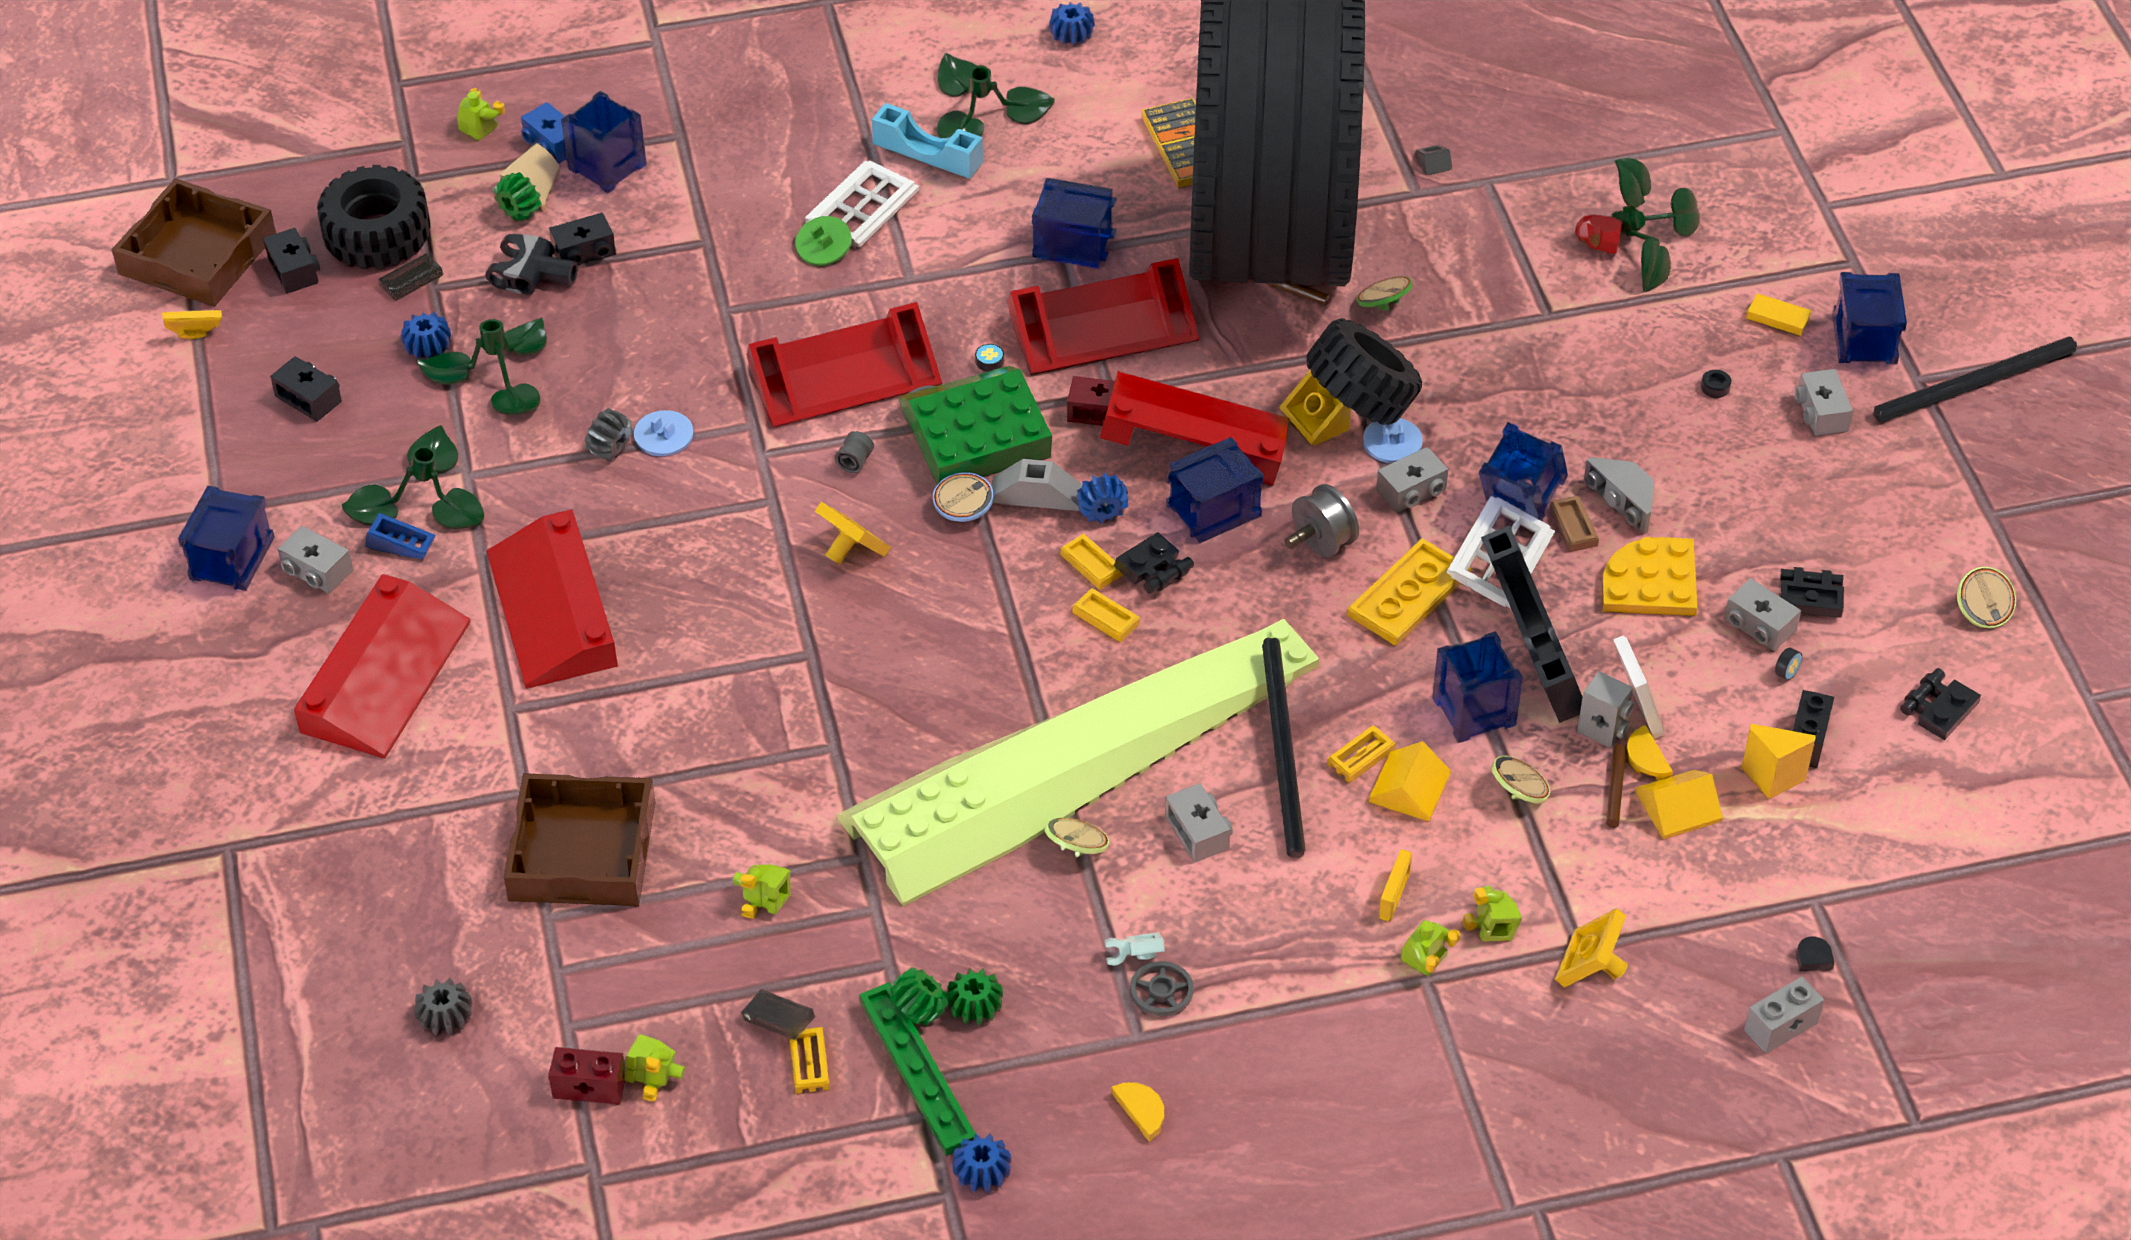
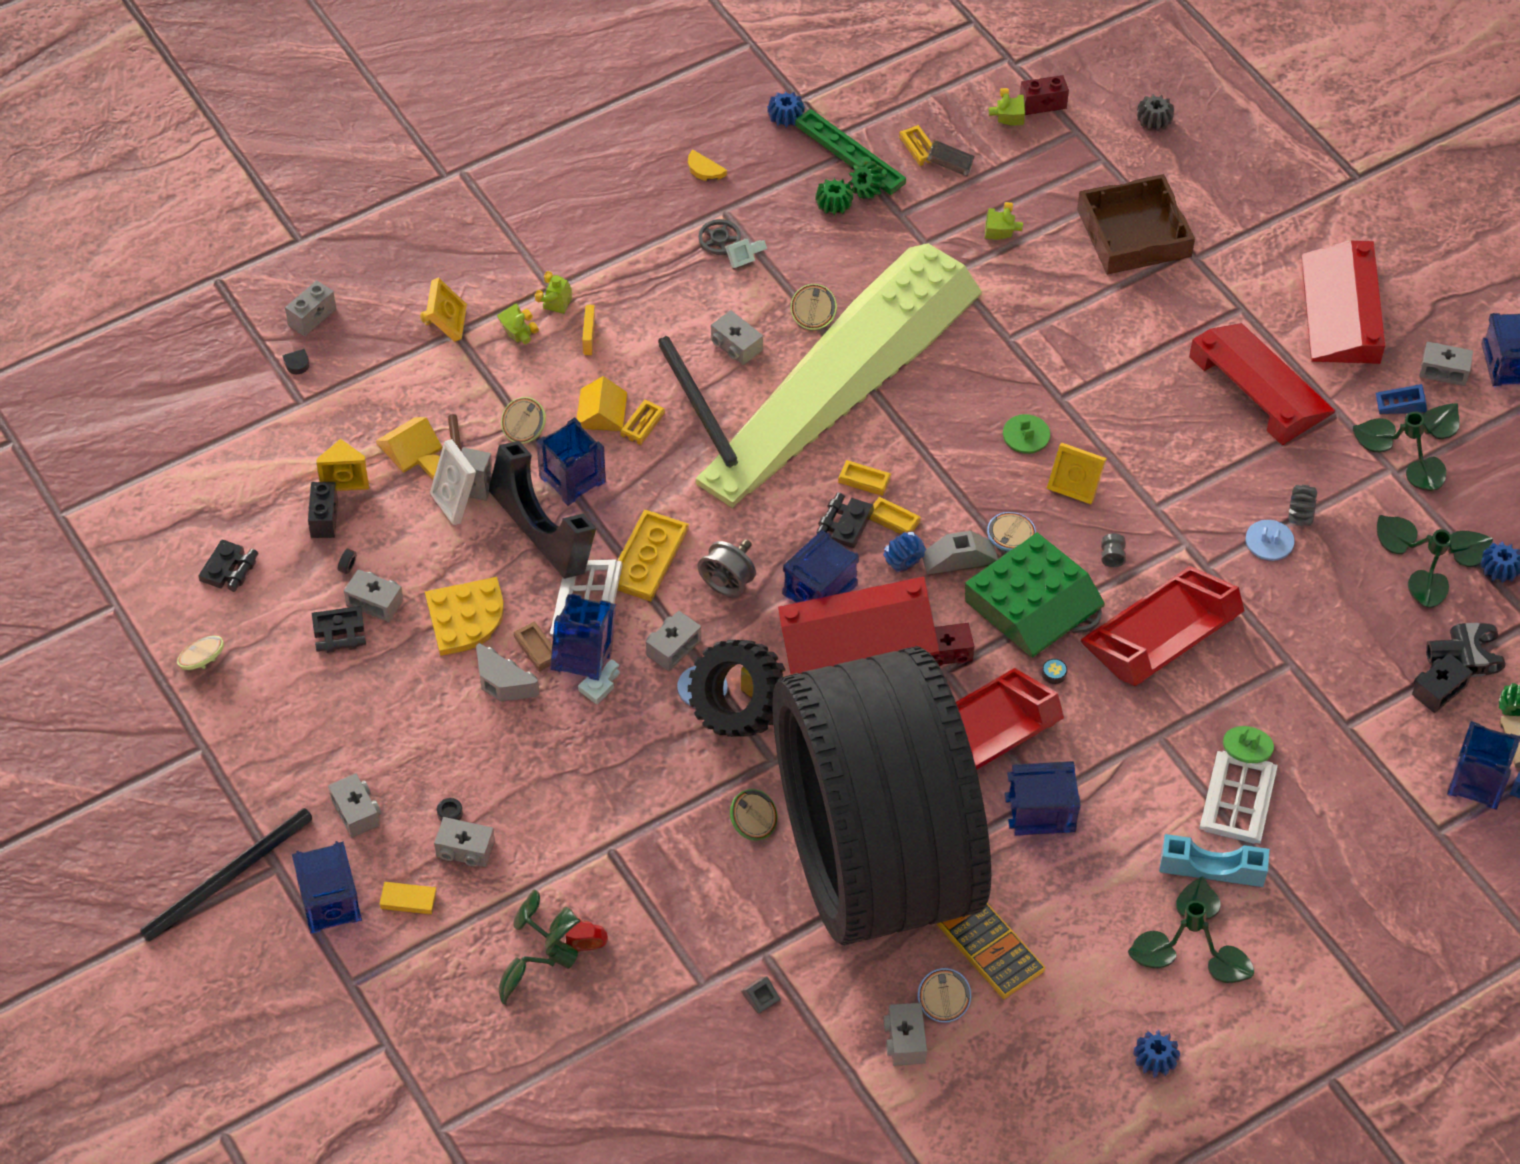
camera: 160 degrees right, 5 degrees up
(878, 621) = (1026, 433): none -> bright green piece
(1707, 341) = (464, 842): none -> light grey brick

